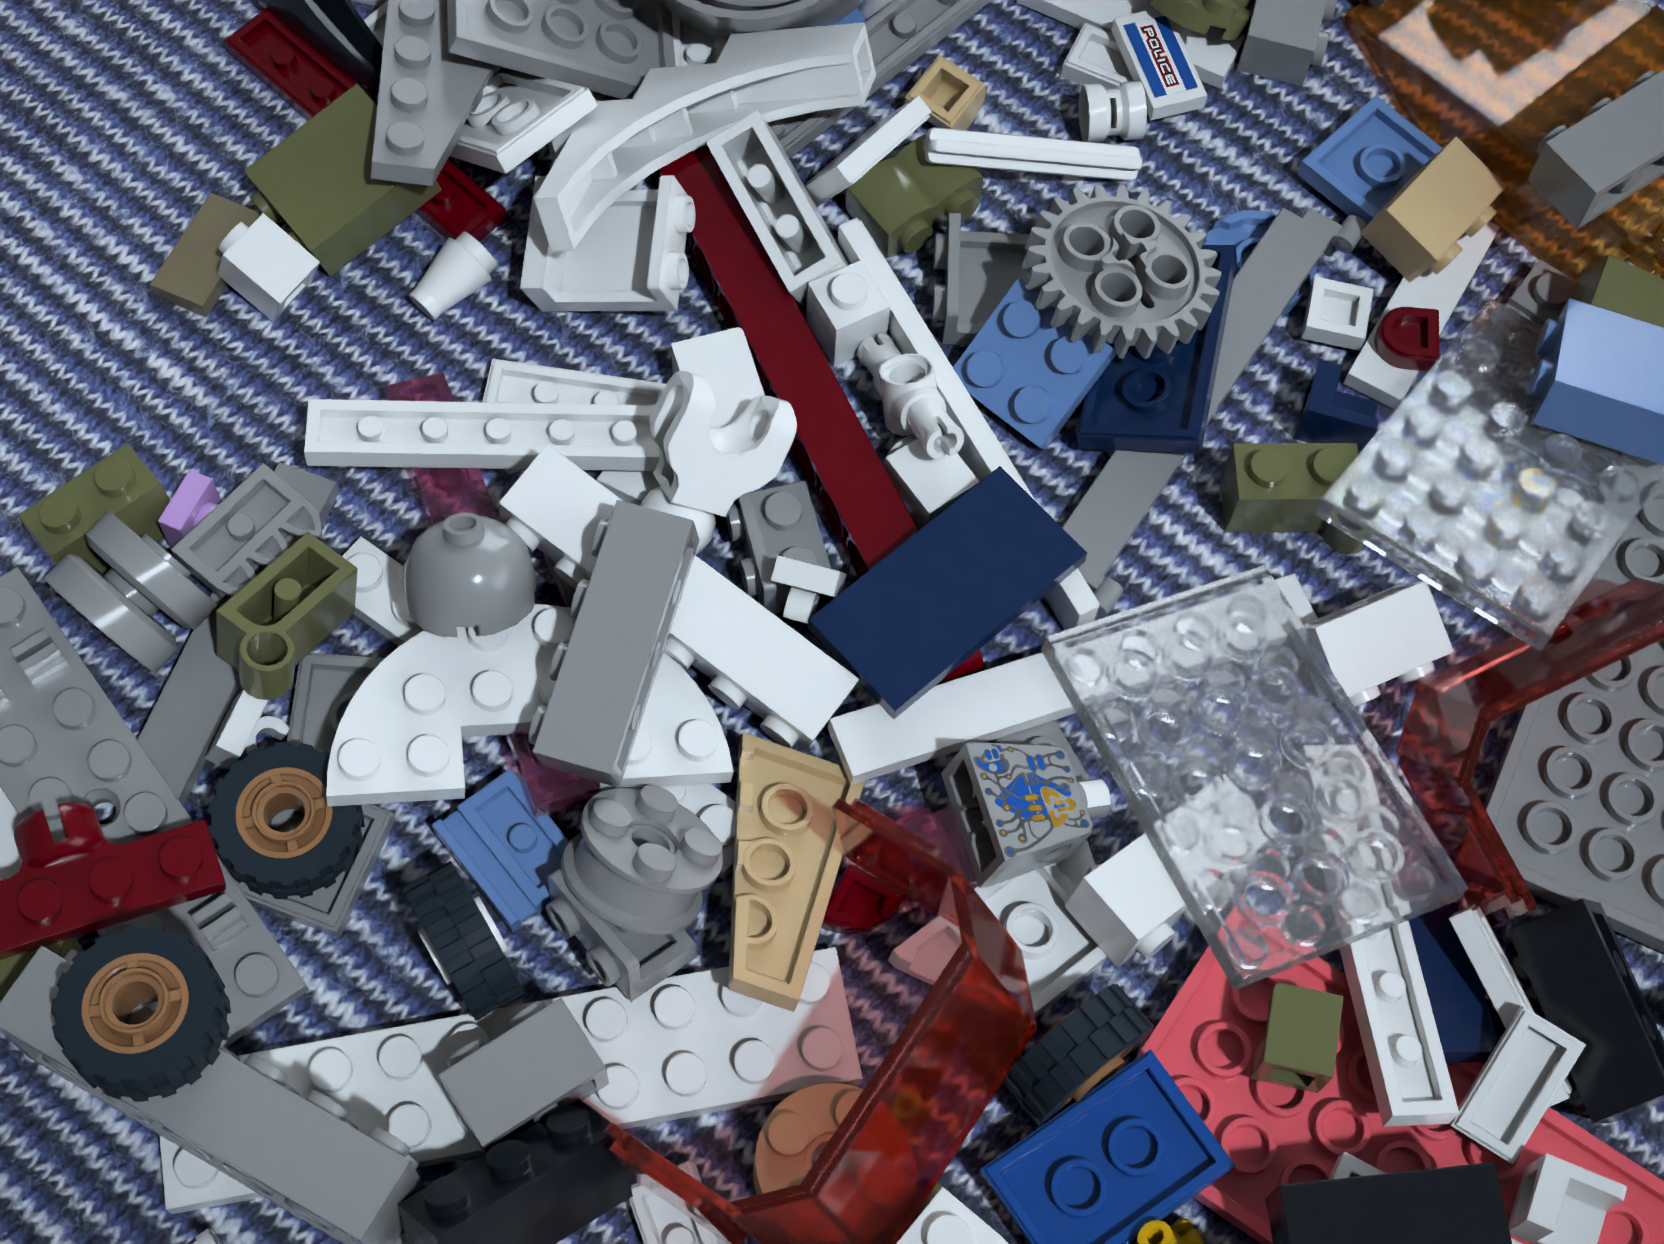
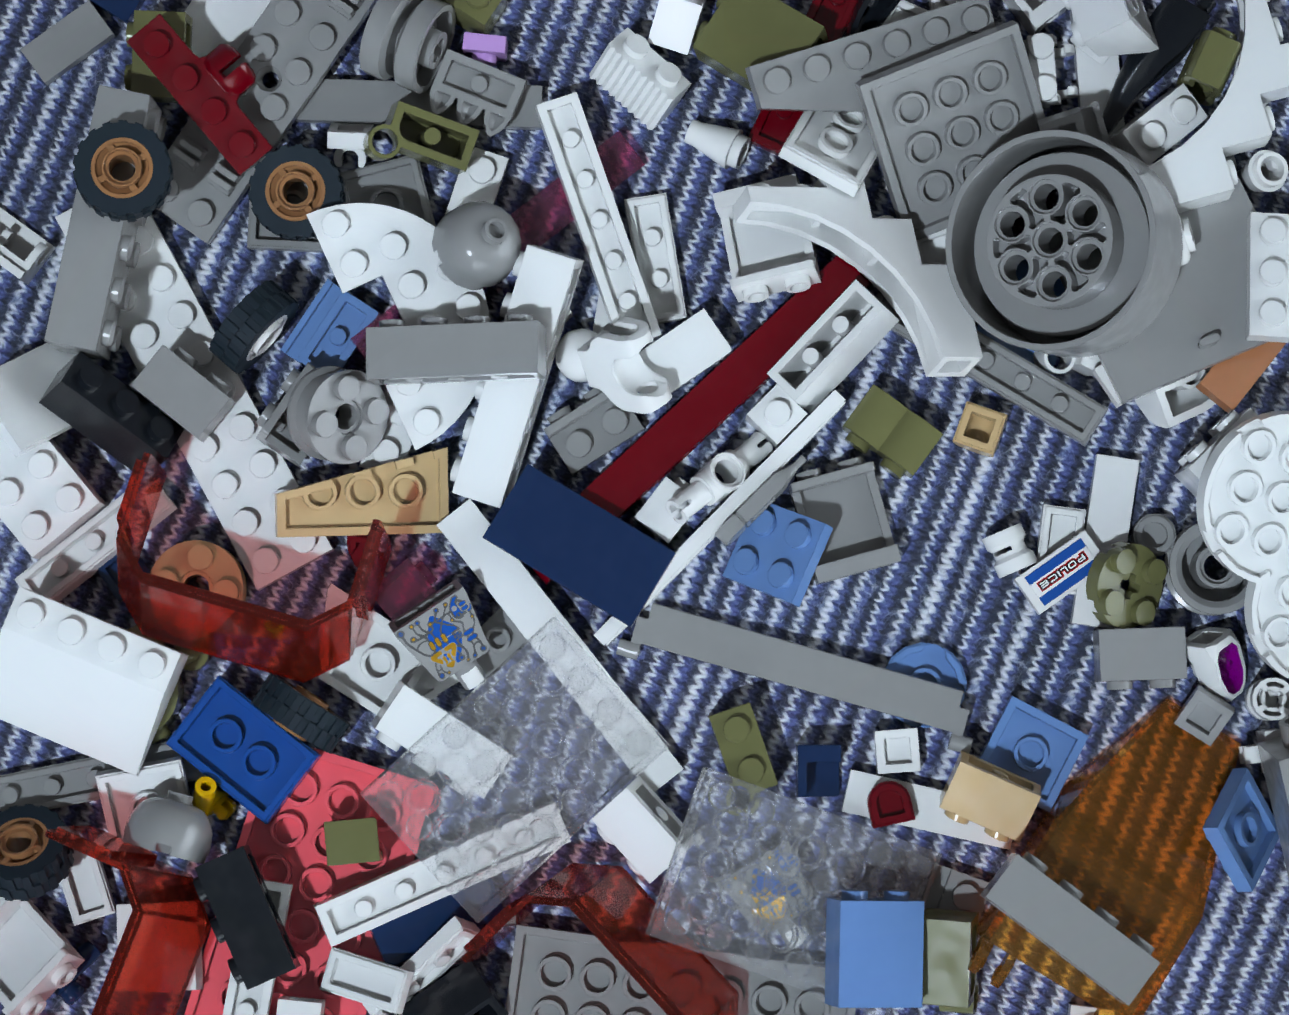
camera: 75 degrees right, 20 degrees up
(324, 330) = (640, 78): none -> white brick
(807, 584) = (556, 455): white tile -> none
(867, 151) = (899, 387): white tile -> none
(963, 357) = (758, 503): none -> light grey piece
(1031, 154) = (944, 505): white axle -> none
(1121, 271) = (880, 620): light grey gear -> none
(1163, 398) = (825, 636): dark blue tile -> none

